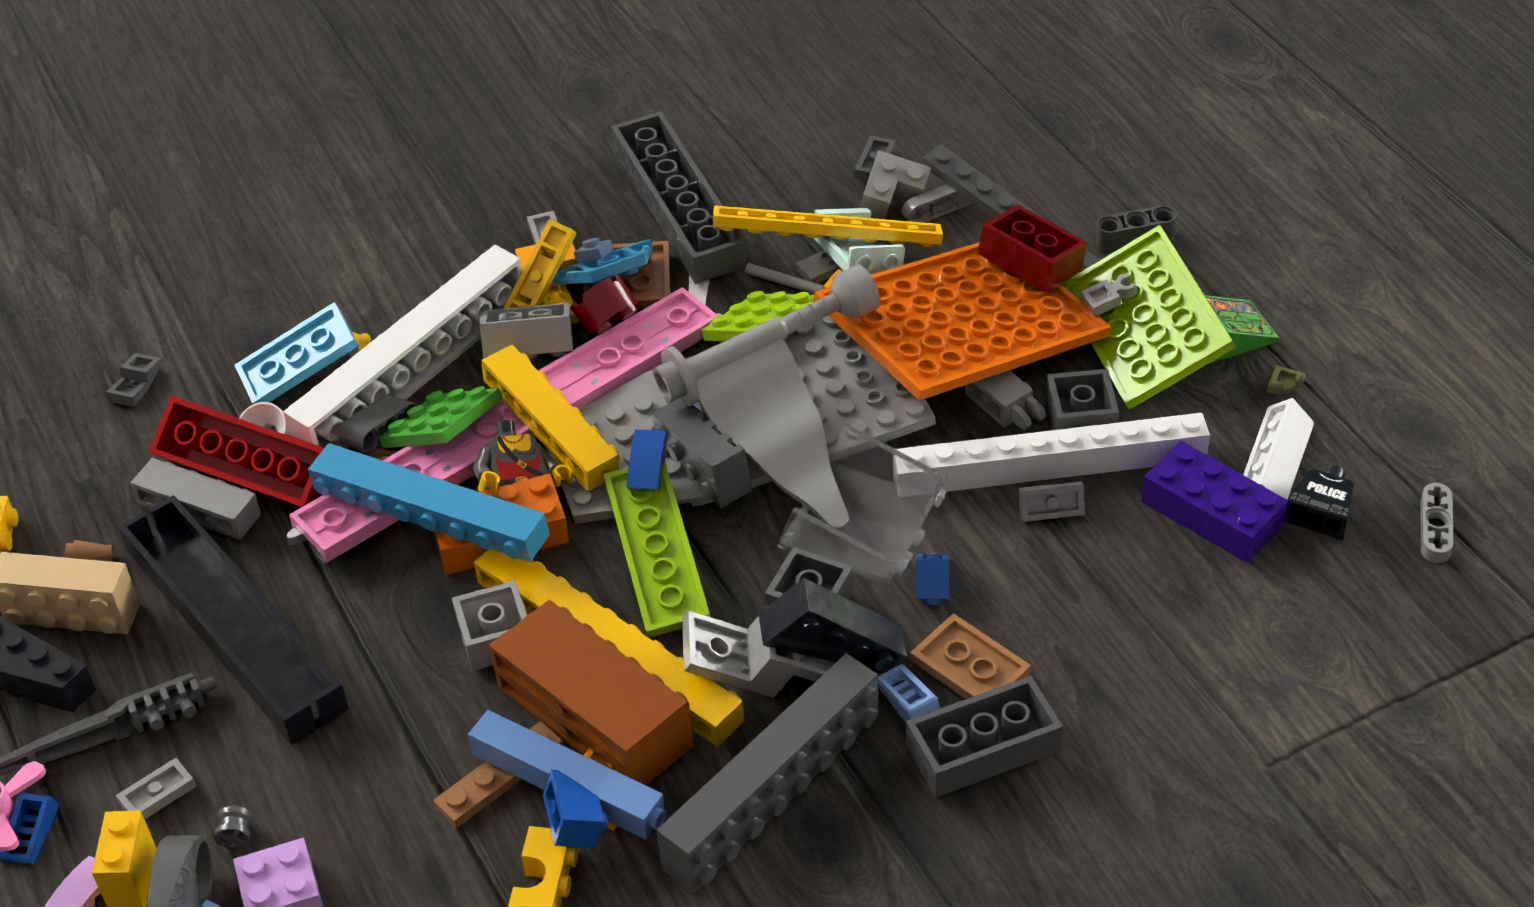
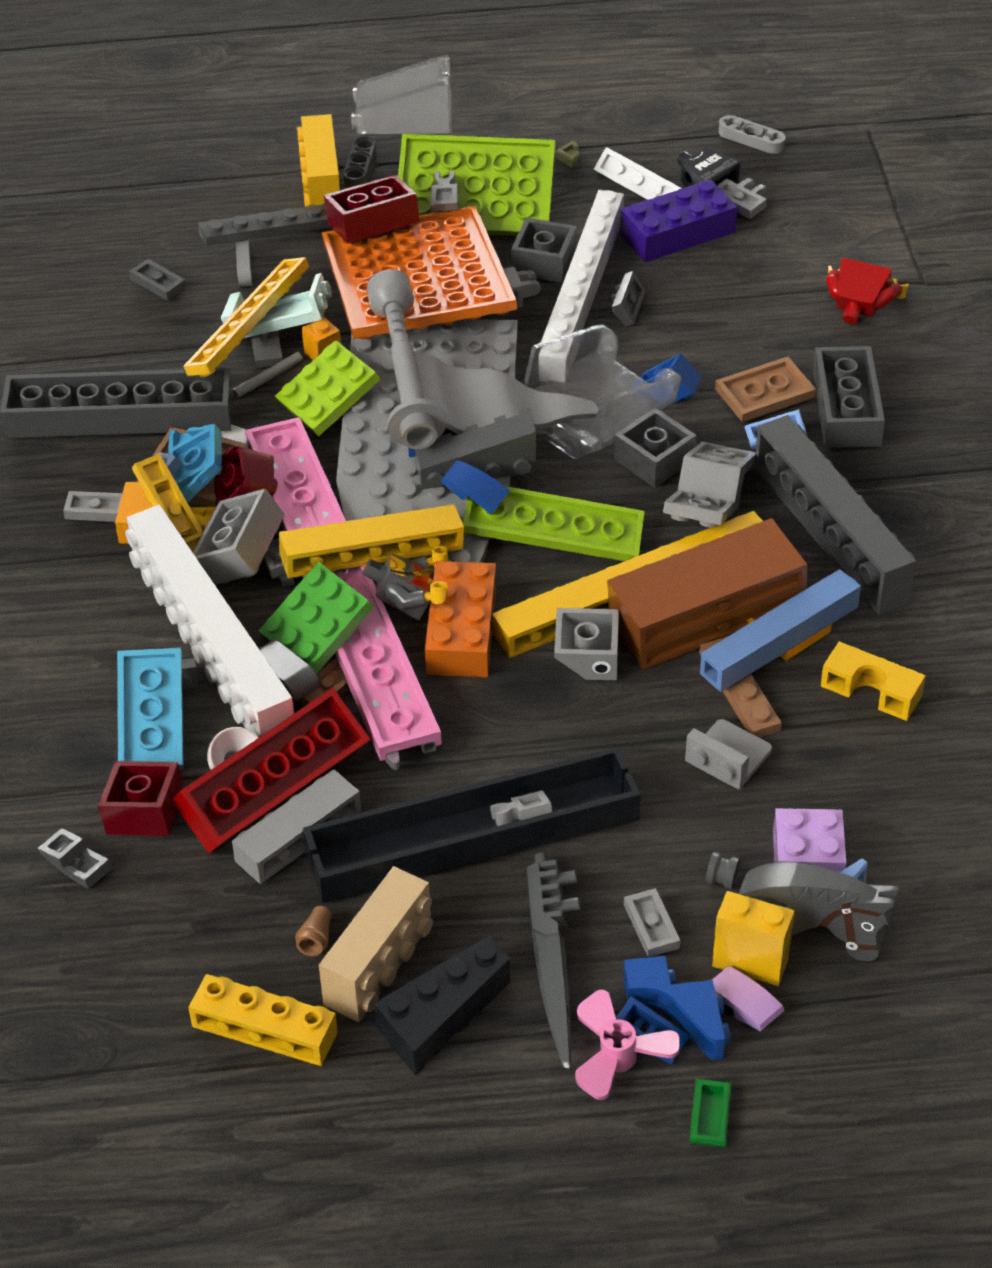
camera: 70 degrees left, 0 degrees up
(53, 852) = (690, 1004): none -> blue arch
(197, 381) = (140, 798): none -> dark red brick
(249, 644) = (521, 808): none -> light grey plate
(392, 786) = (726, 752): none -> light grey bracket
(429, 502) = (439, 635): dark azure brick -> none
(573, 812) = (828, 628): blue slope -> none
(828, 626) = (721, 434): black wedge -> none
(892, 179) = (209, 273): light grey brick -> none
(1106, 189) = (317, 158): none -> yellow brick
(1191, 701) = (862, 288): none -> red torso
(1194, 193) = (406, 100): none -> clear windscreen
(1298, 546) = (748, 200): none -> light grey hinge

